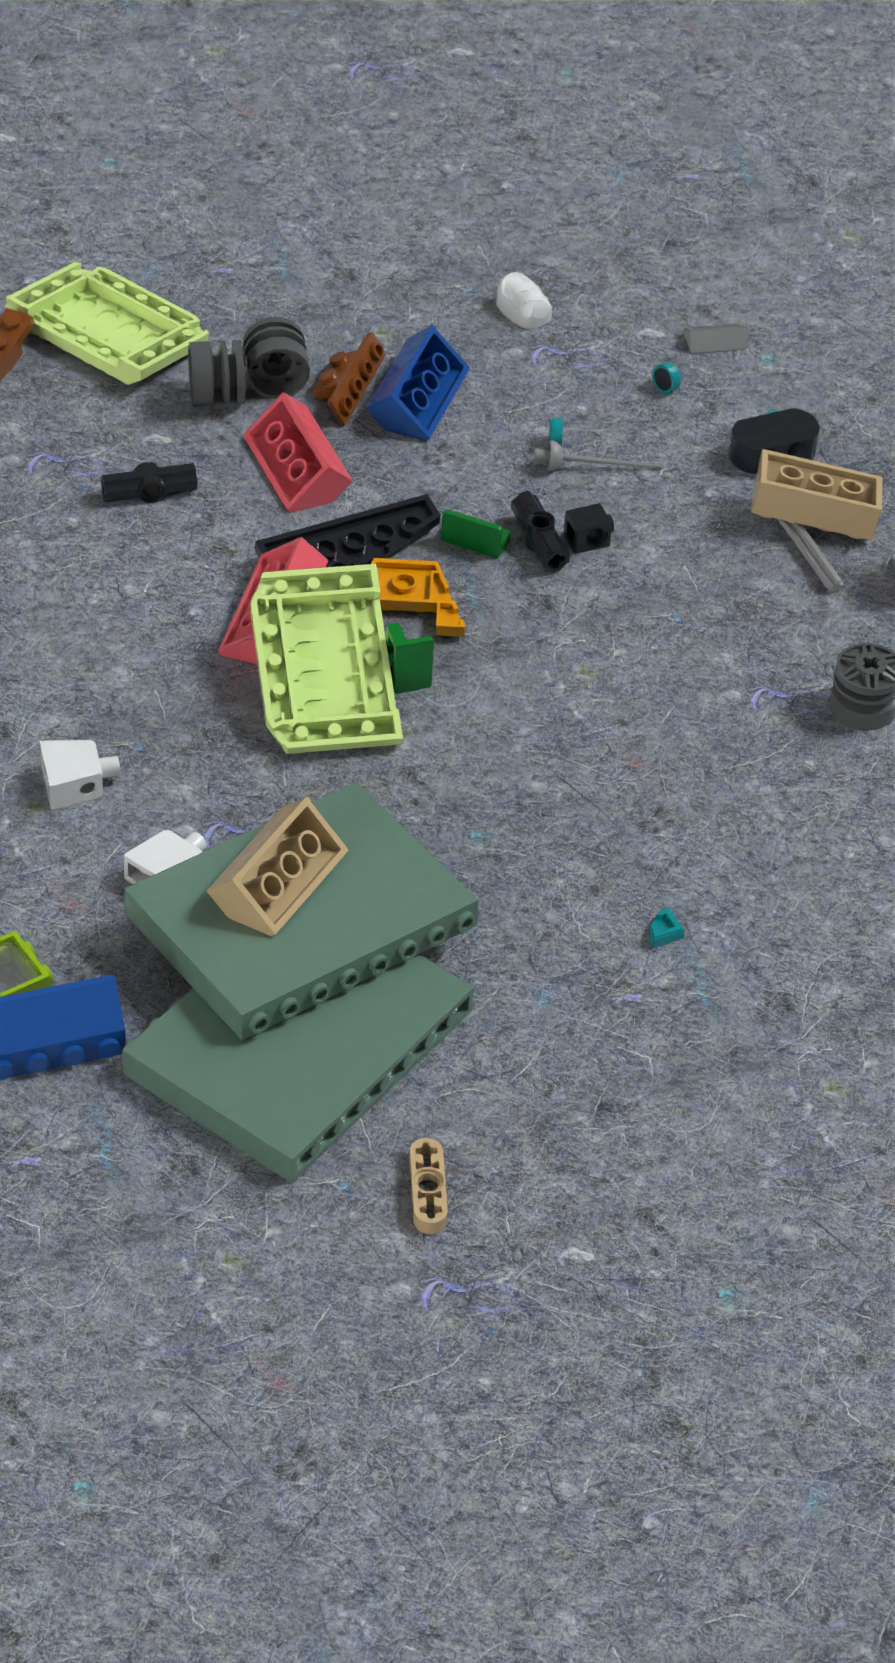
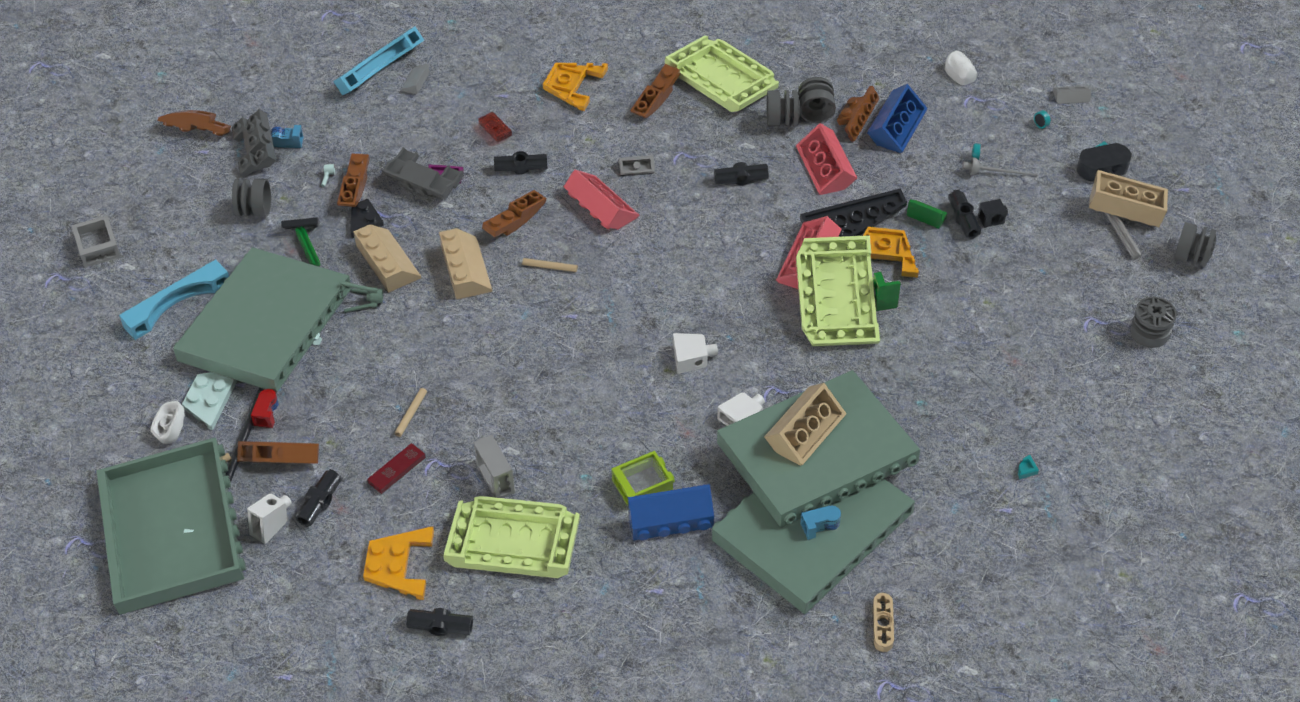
camera: 10 degrees right, 5 degrees up
(310, 1024) = (819, 520): none -> dark azure leg

